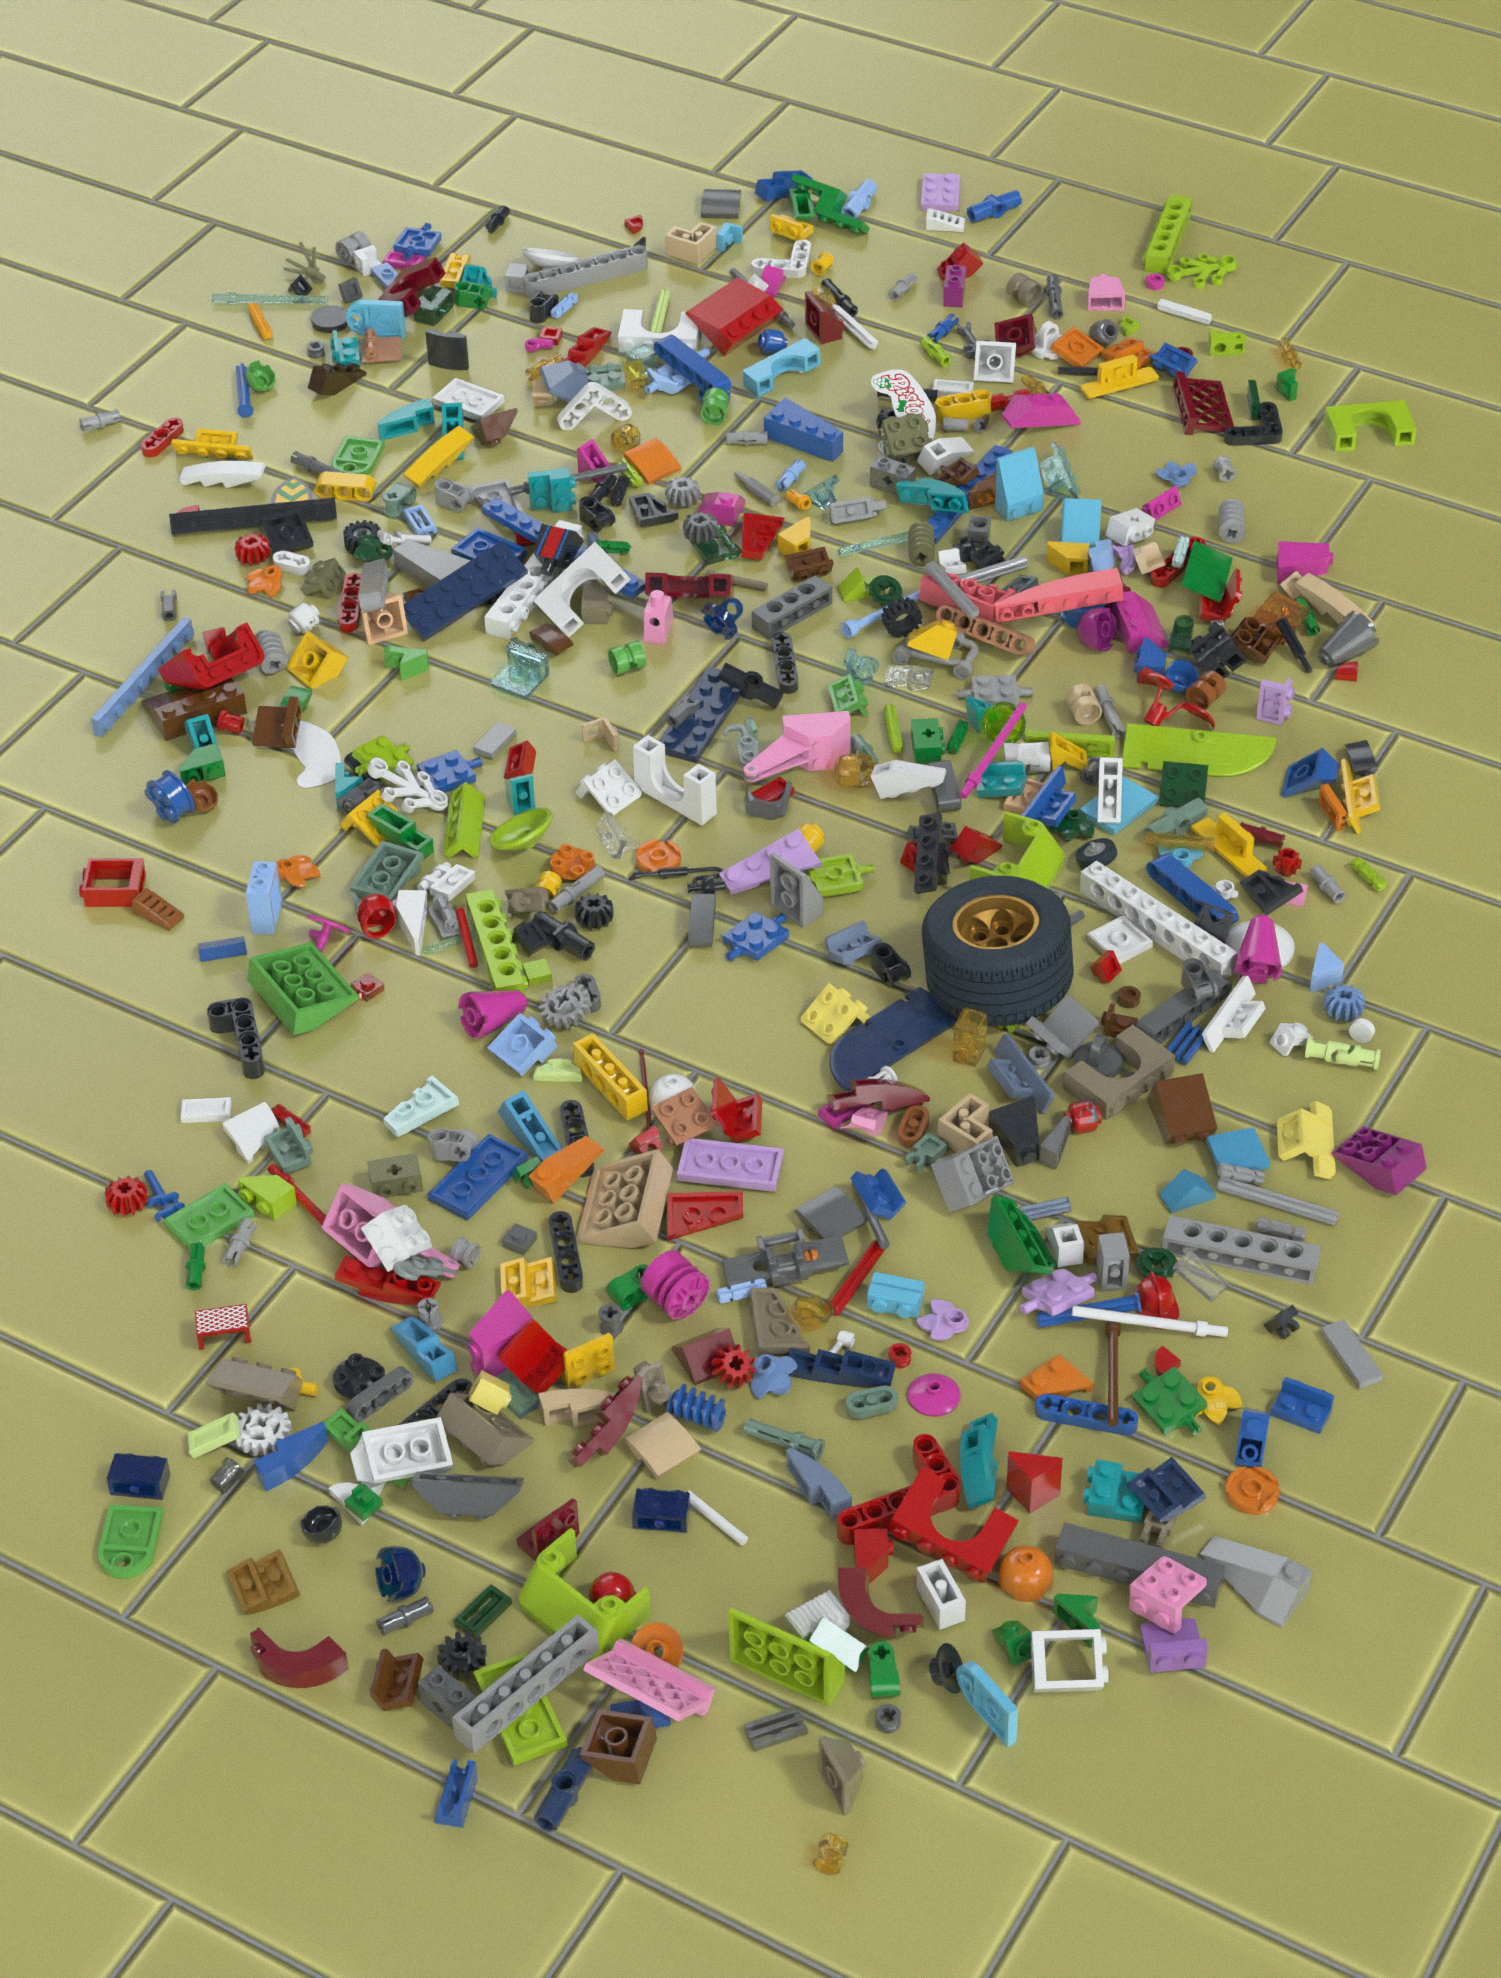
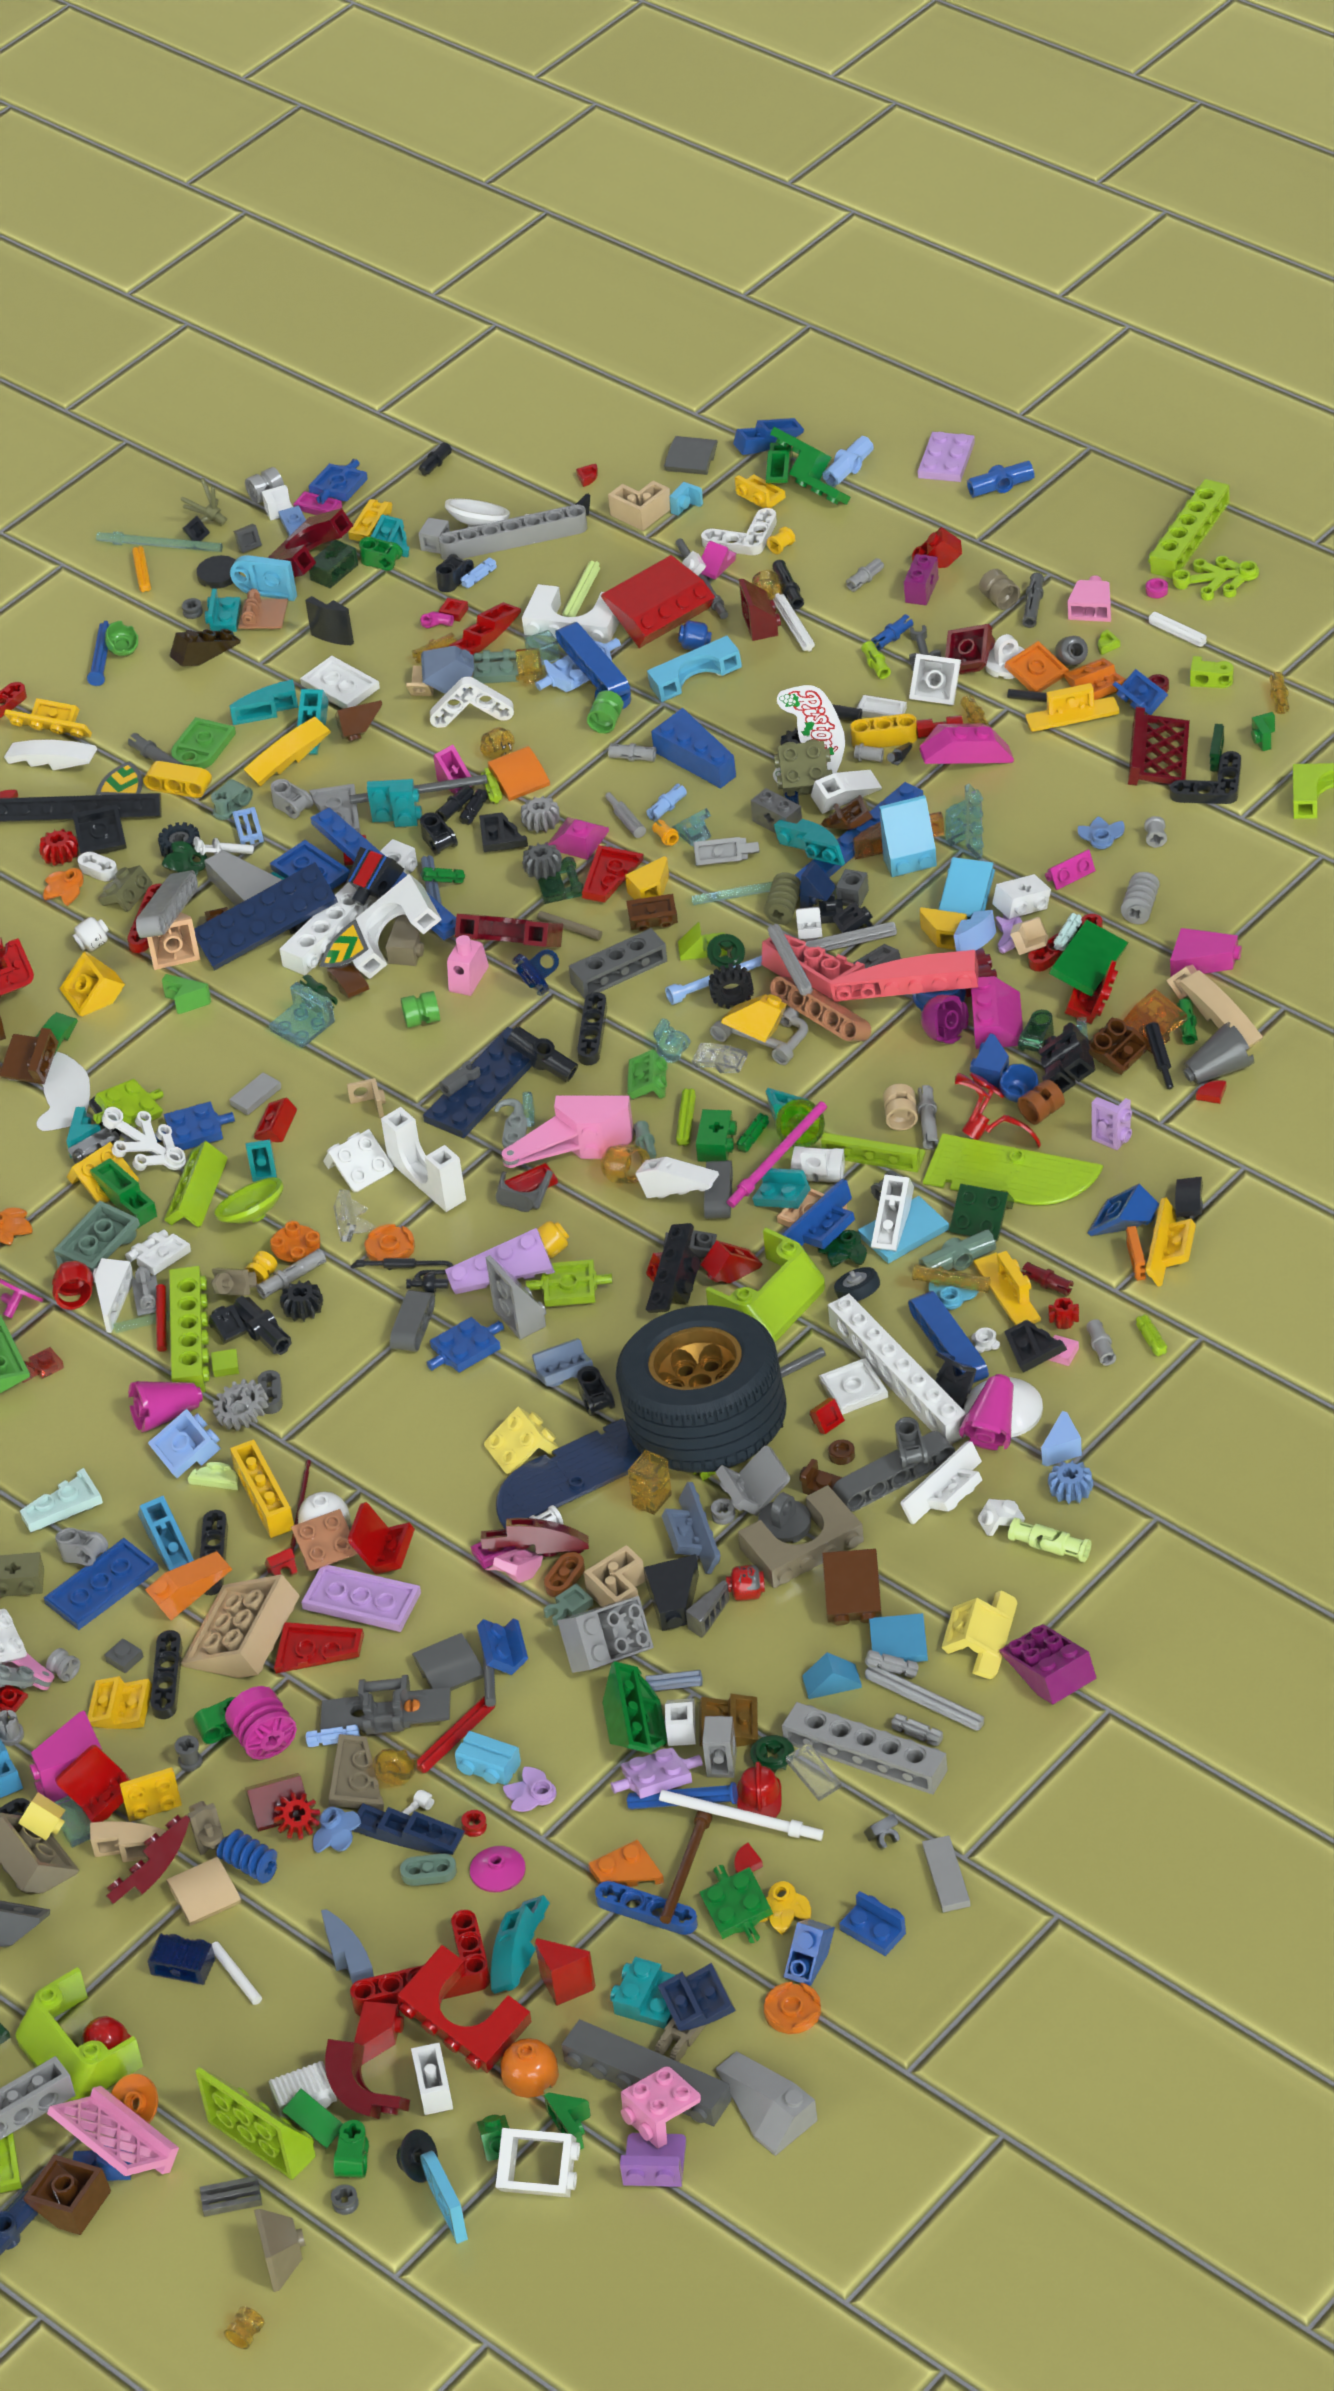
camera: 15 degrees right, 0 degrees up
(273, 649) = (46, 970): light grey piece -> none
(523, 1171) = (145, 1581): green tile -> none
(543, 610) = (345, 946): none -> sticker
(550, 1529) = (63, 1961): dark red bracket -> none
(796, 1441) = (338, 1903): sand green pin -> none
(943, 221) = (936, 494): white slope -> none
(950, 530) = (815, 886): none -> dark blue slope
(996, 689) = (812, 1082): light grey plate -> none
(1066, 751) = (860, 1160): yellow slope -> none
(1180, 1038) = (883, 1509): blue tile -> none
(1362, 1030) = (1079, 1515): white tile -> none

